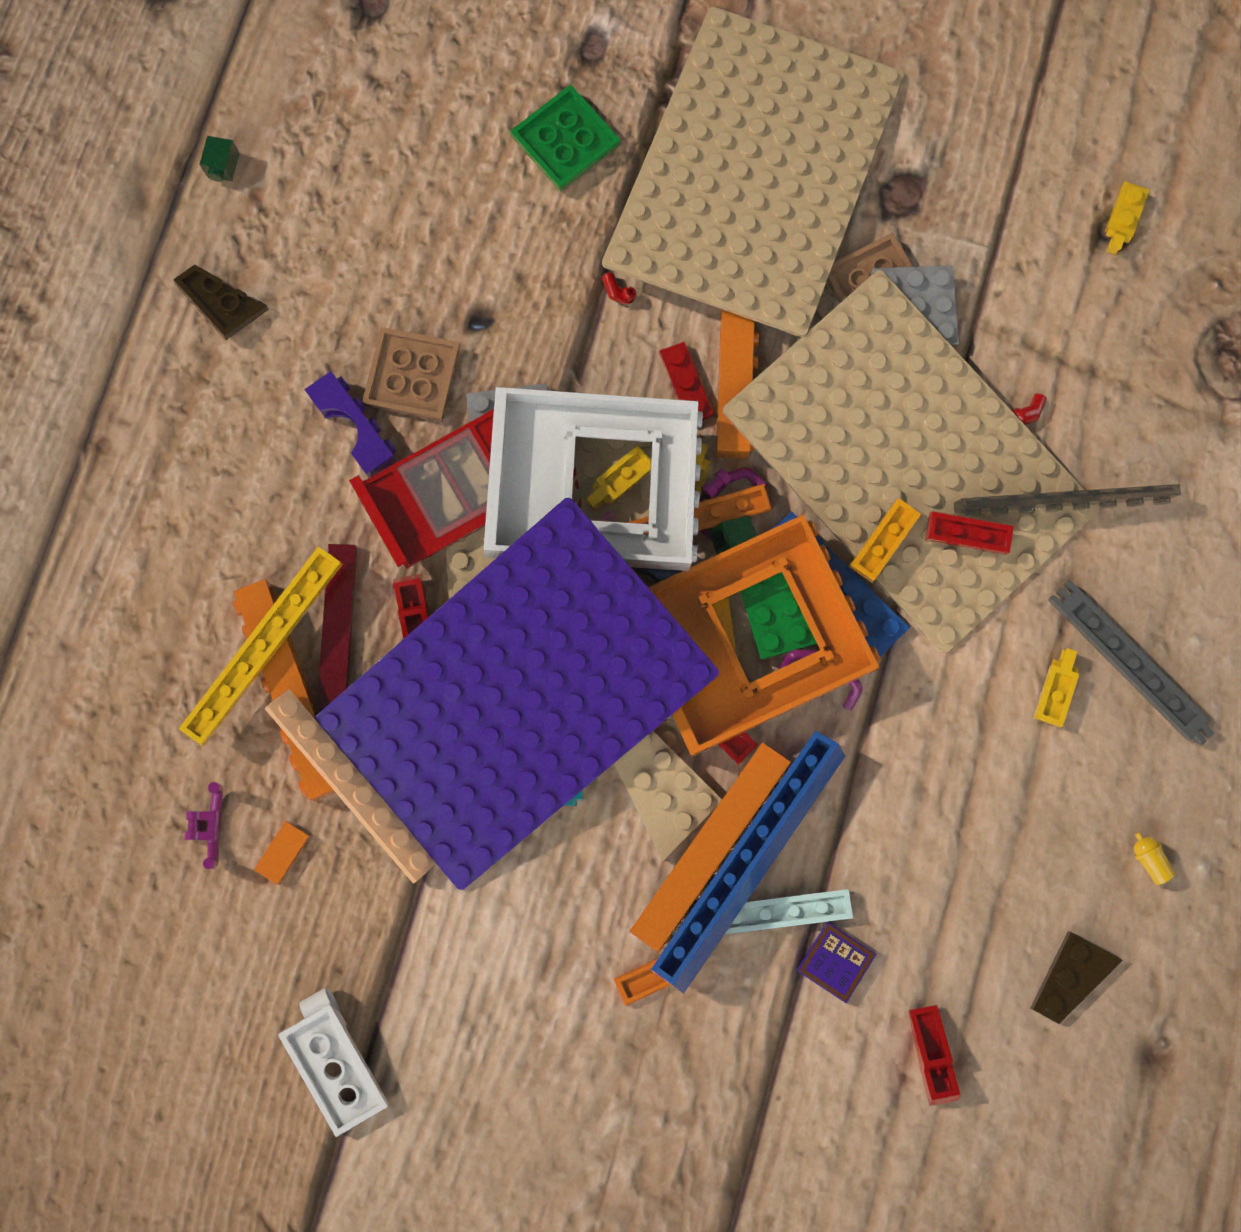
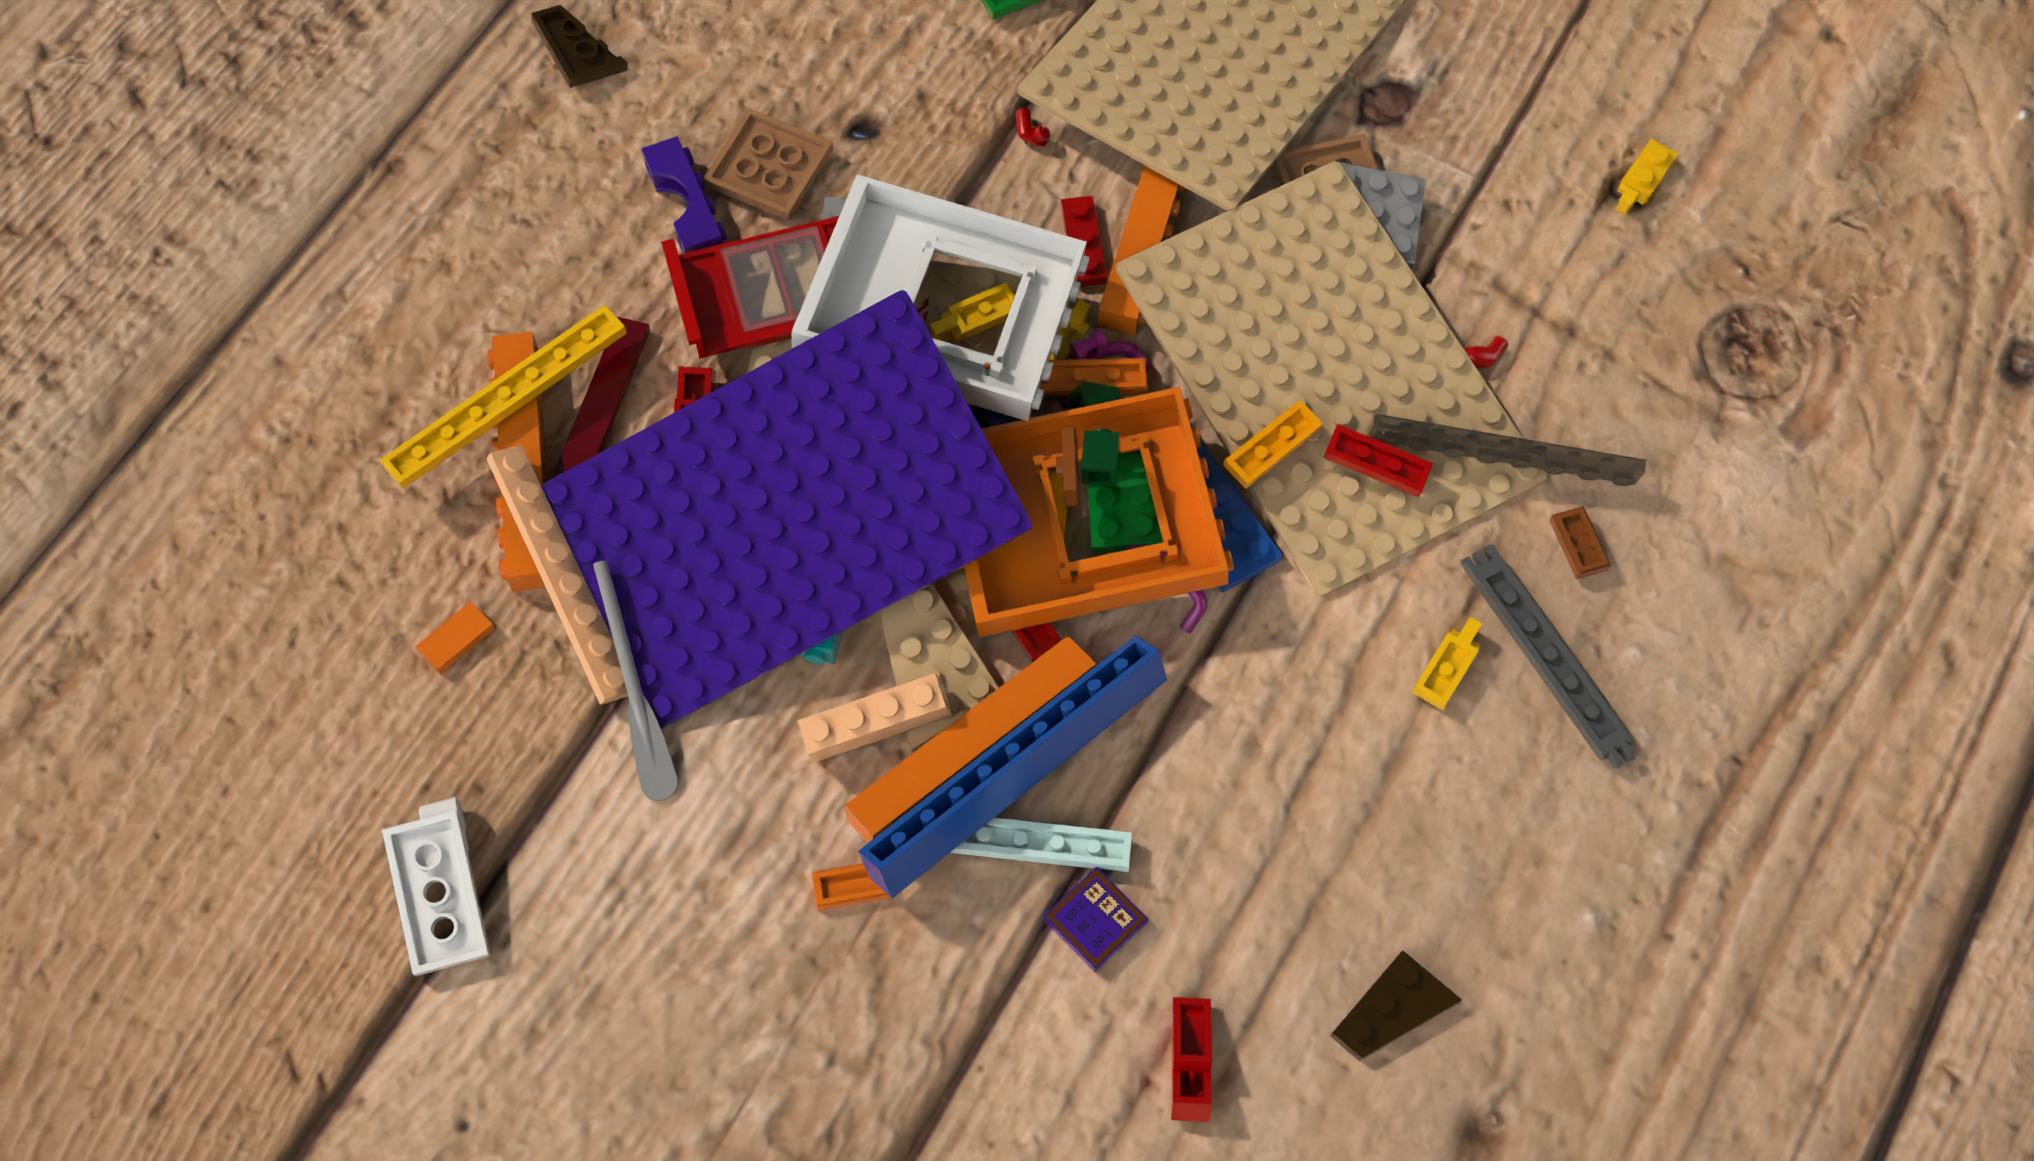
camera: 10 degrees right, 15 degrees down
(213, 826) = (385, 582): magenta piece -> none
(459, 905) = (648, 743): none -> light grey piece
(631, 848) = (875, 717): none -> light nougat brick
(732, 608) = (1068, 466): none -> dark orange plate
(757, 594) = (1100, 457): none -> dark green brick
(1137, 561) = (1579, 542): none -> dark orange plate
(1153, 859) = (1526, 886): yellow piece -> none

